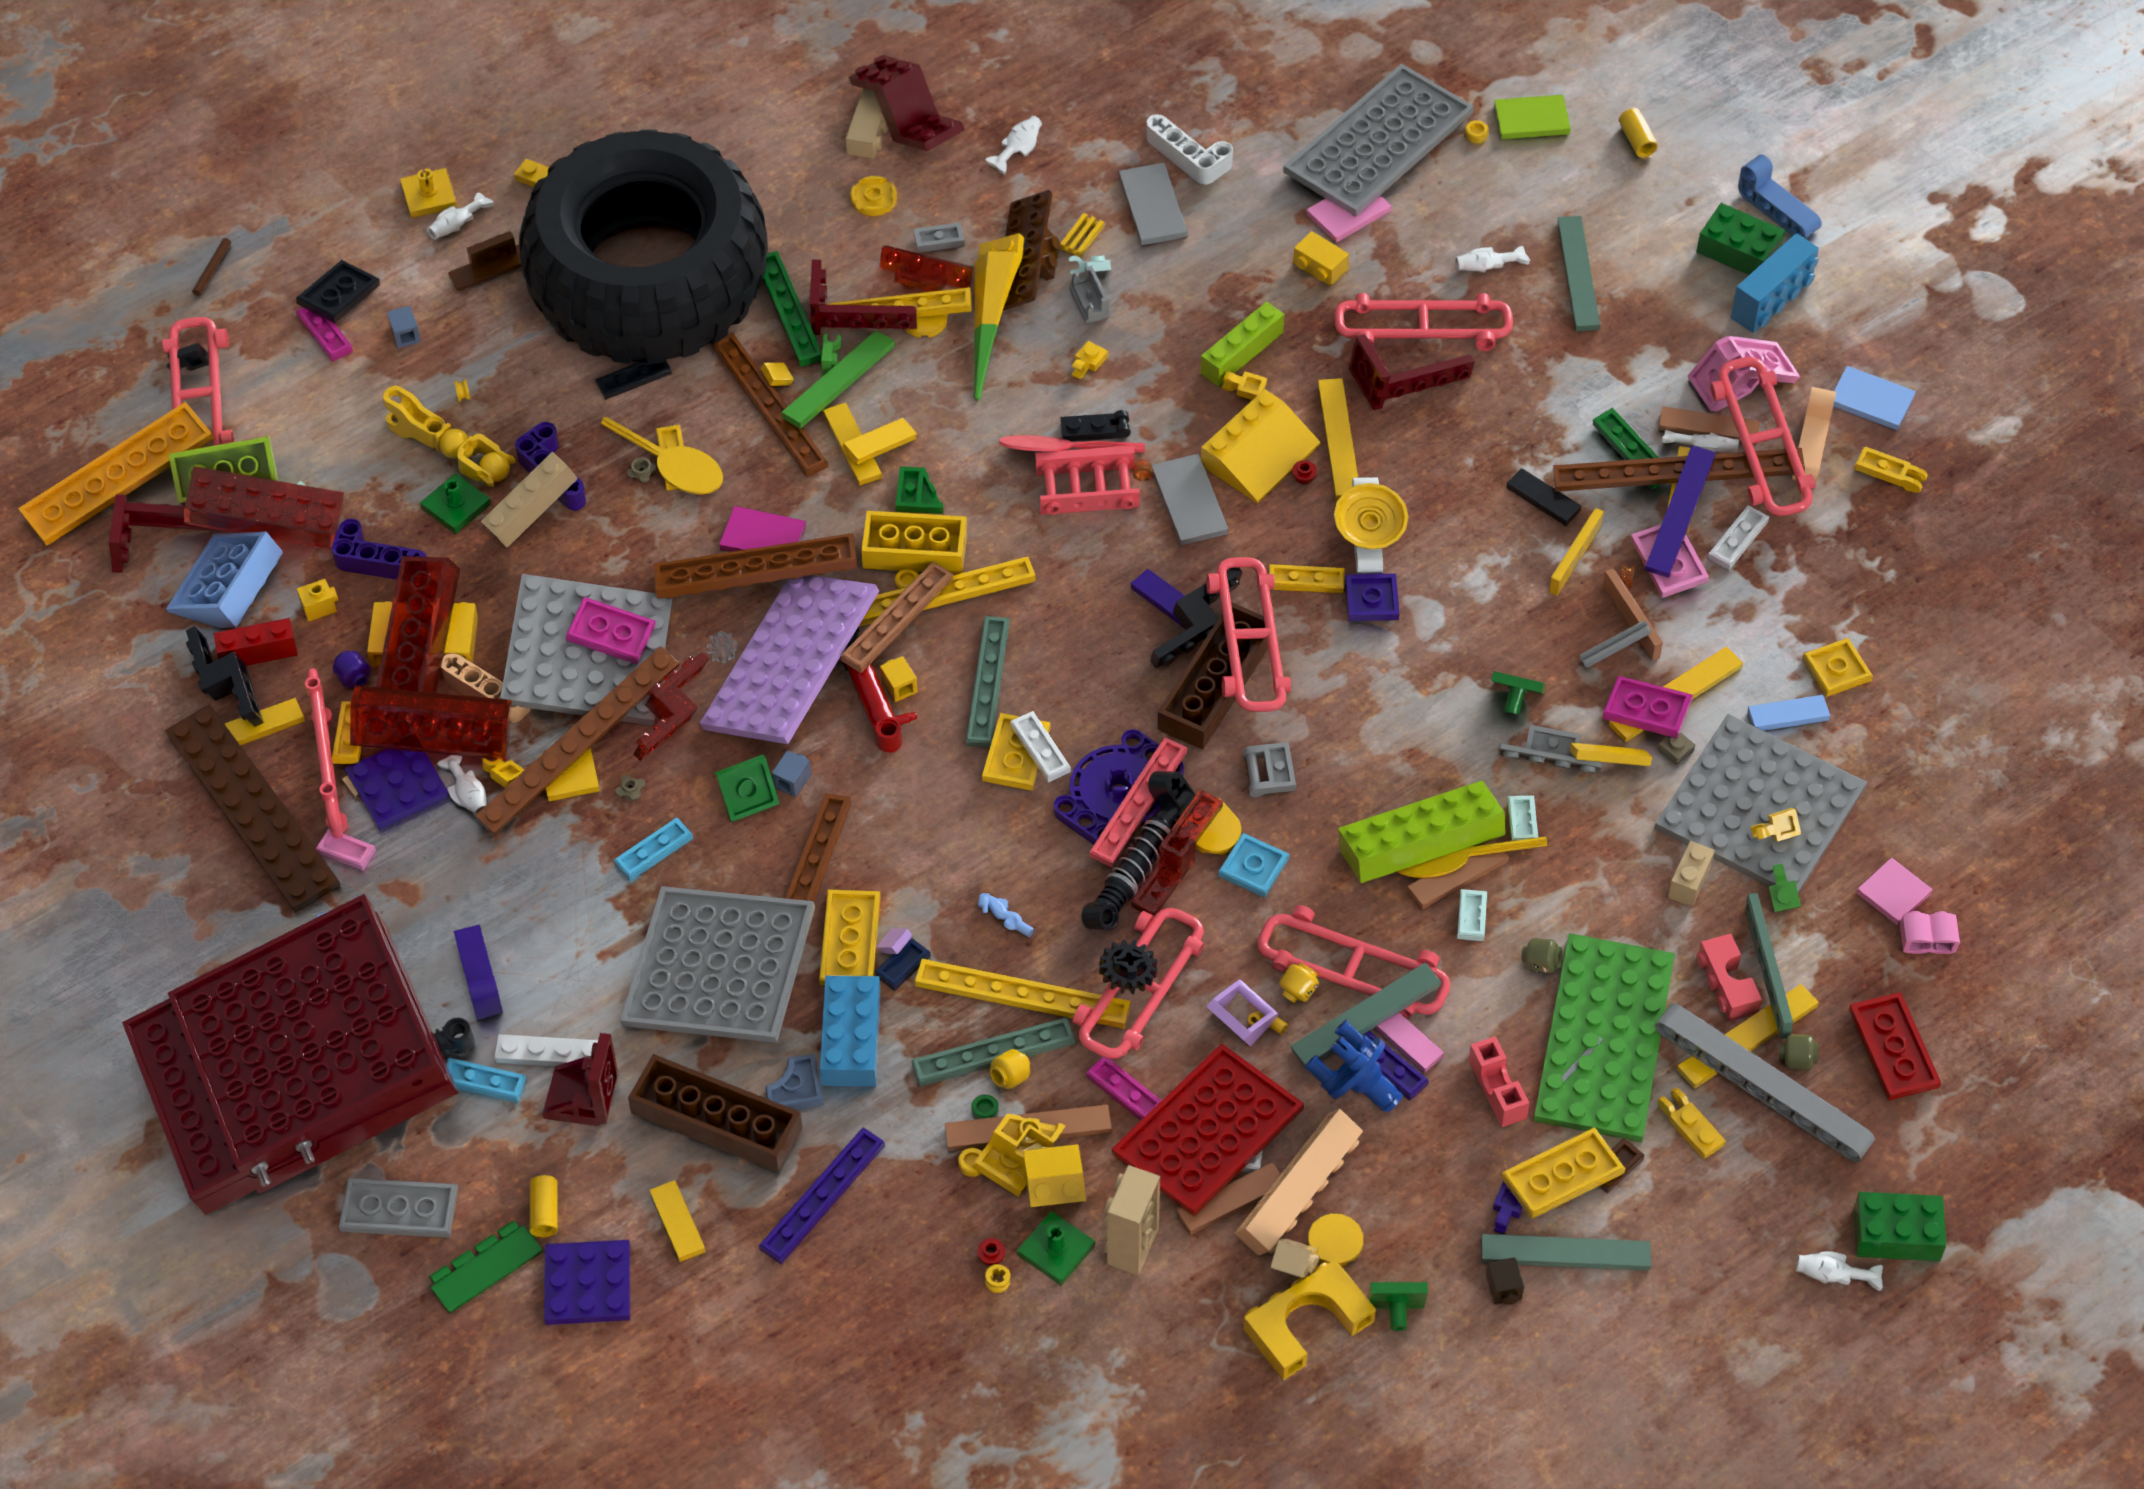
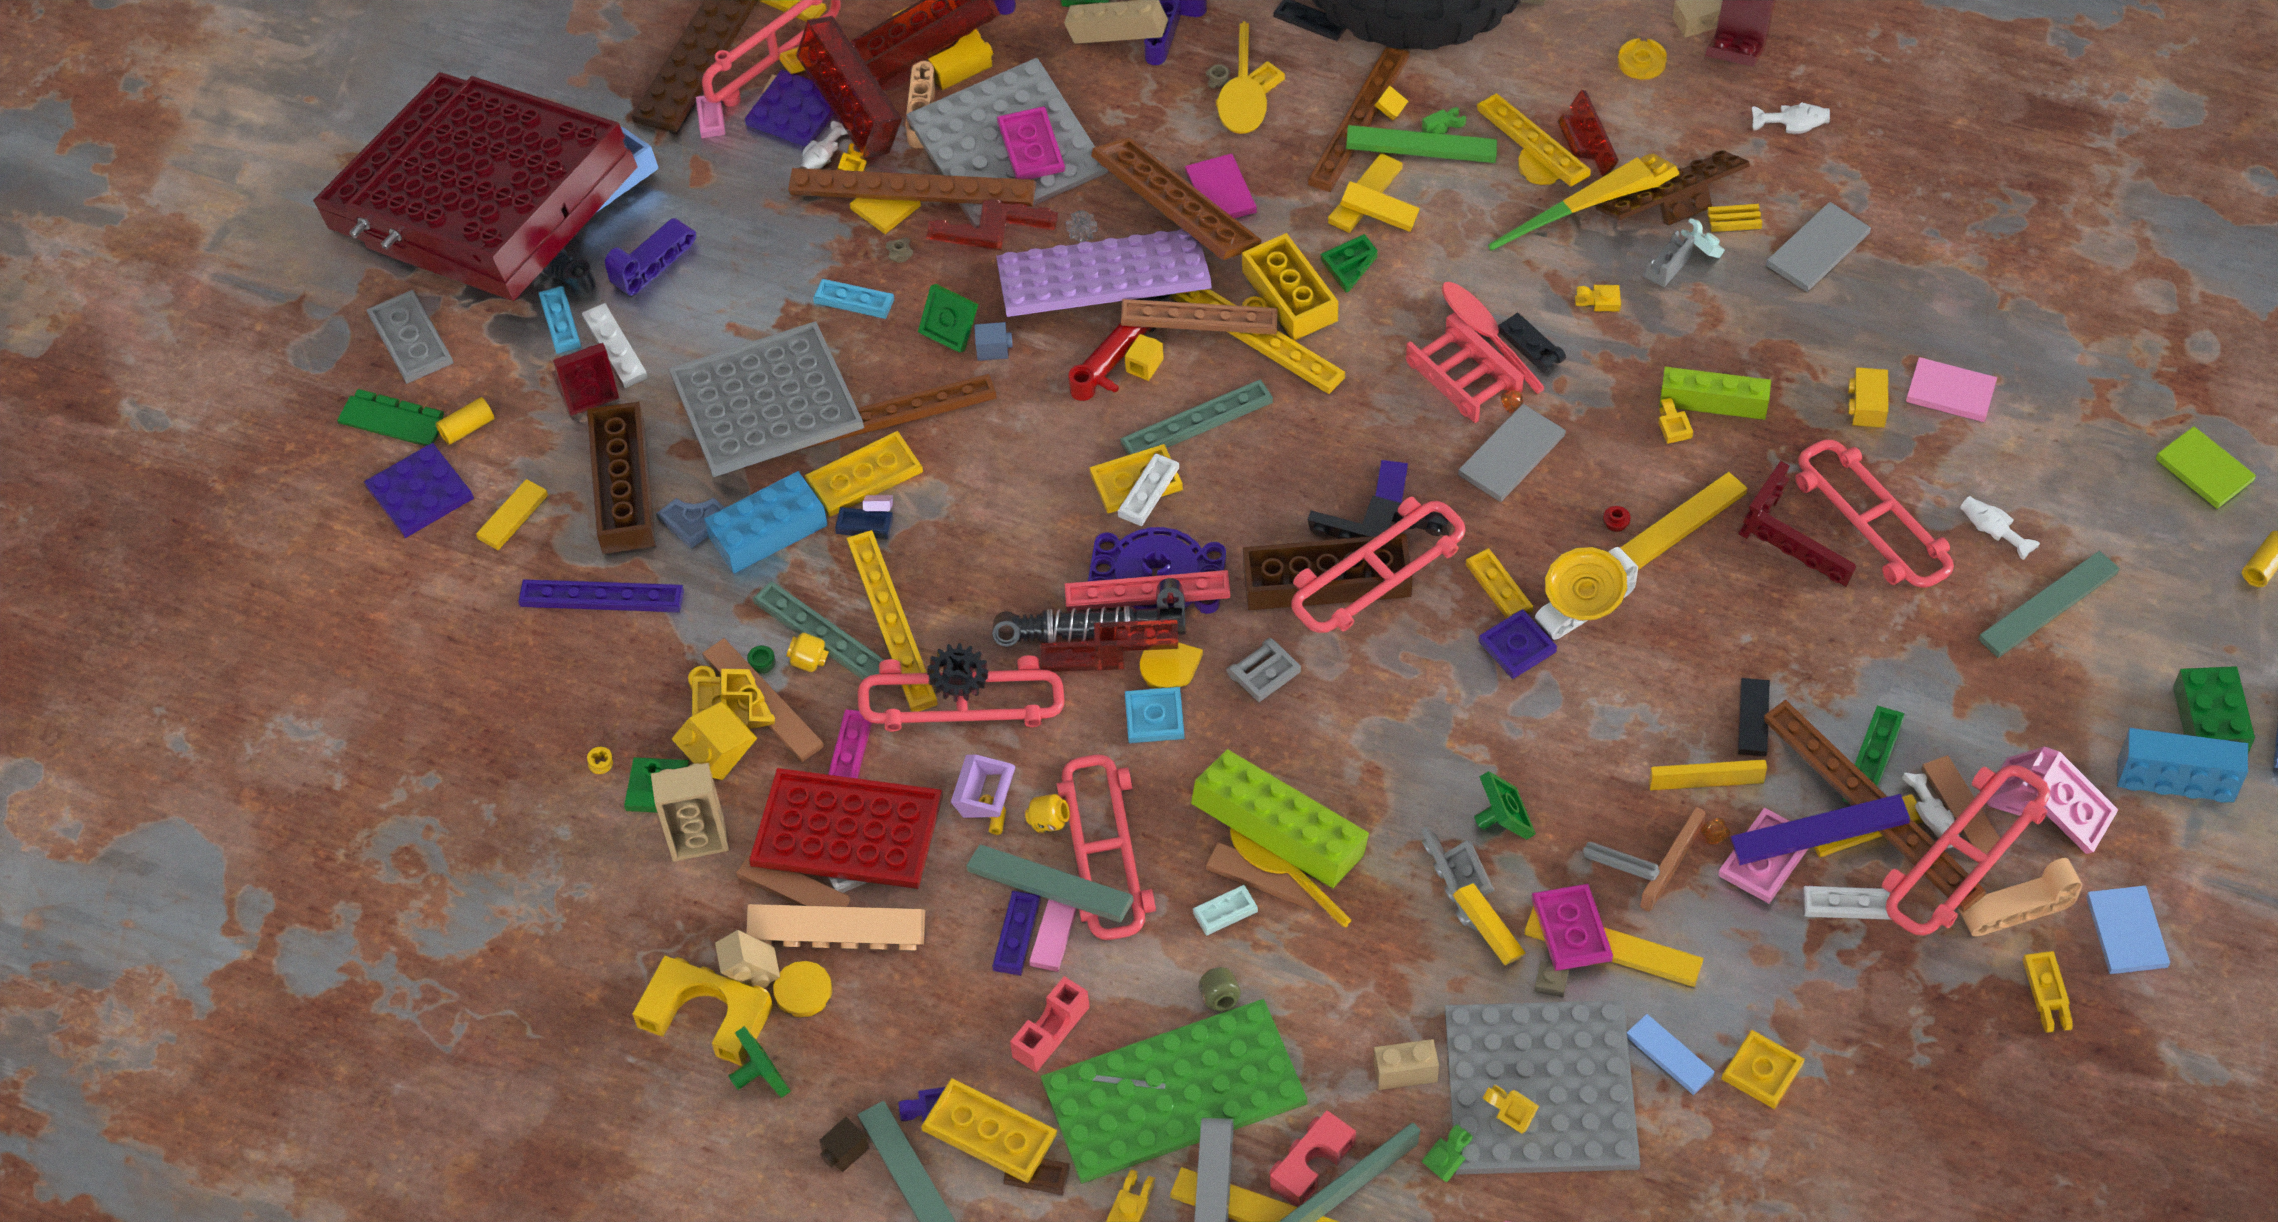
camera: 60 degrees right, 0 degrees up
(351, 669) = (872, 14): dark purple head -> none
(790, 311) = (1468, 70): green plate -> none
(853, 315) = (1481, 82): dark red bracket -> none
(939, 237) = (1635, 124): light grey plate -> none
(991, 1258) = (621, 747): red plate -> none
(999, 909) = (967, 558): light blue animal -> none
(1187, 154) = (1897, 256): white beam -> none
(1258, 447) = (1612, 468): yellow slope -> none
(1359, 1071) = (977, 906): blue piece -> none
(1378, 139) = (2054, 364): light grey plate -> none
(1476, 131) = (2143, 434): yellow tile -> none
(1522, 817) = (1363, 893): light aqua plate -> none

